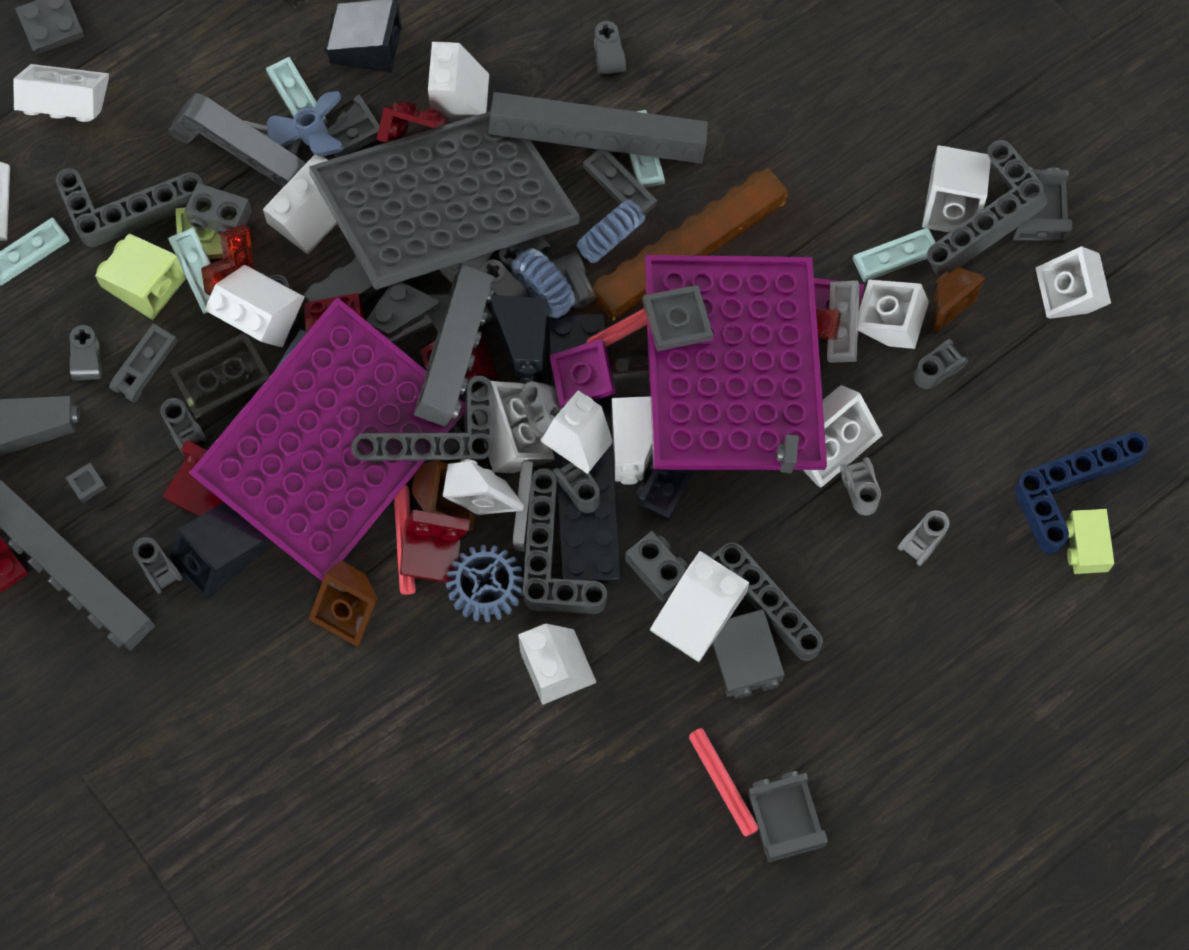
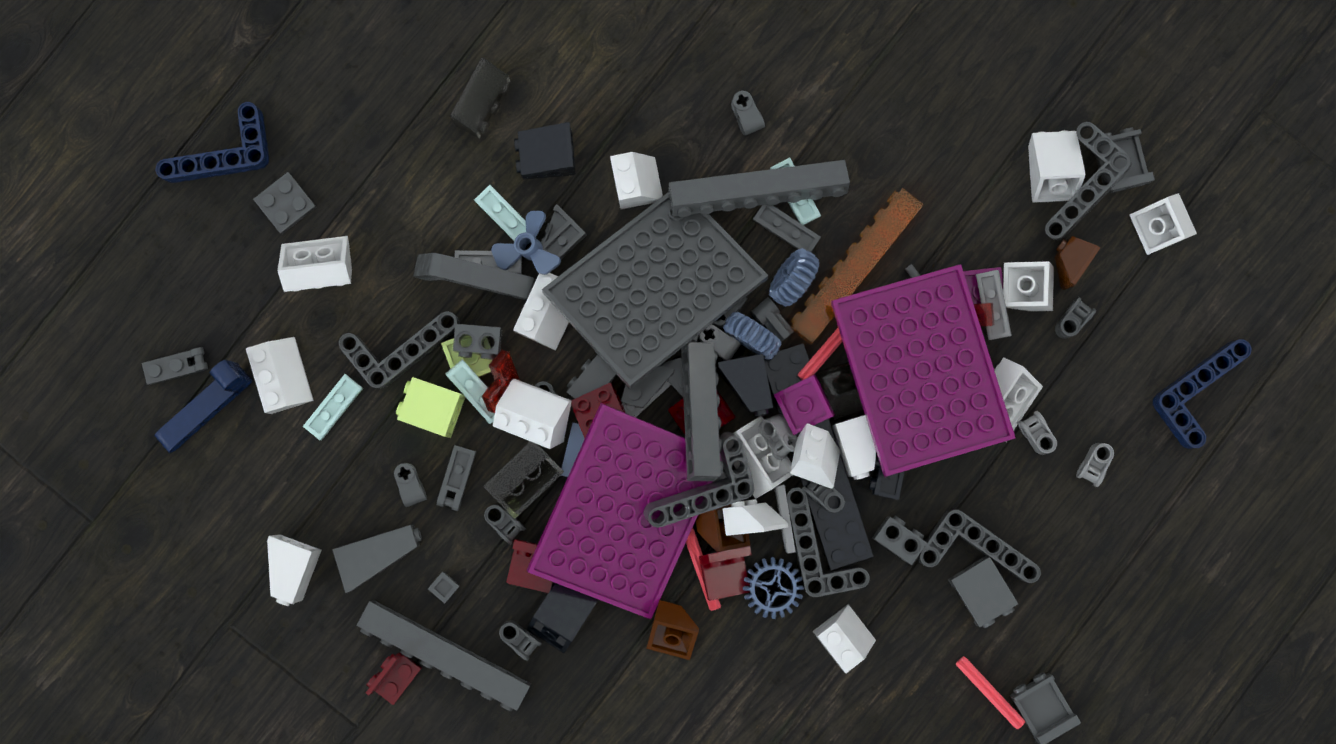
camera: 15 degrees left, 15 degrees up
(396, 120) = (607, 218): dark red bracket -> none
(677, 318) = (872, 350): dark grey plate -> none
(700, 606) = (943, 571): white slope -> none
(787, 453) = (986, 441): dark grey plate -> none
(894, 255) = (1018, 232): light aqua tile -> none
(1089, 541) = (1221, 434): yellowish green brick -> none

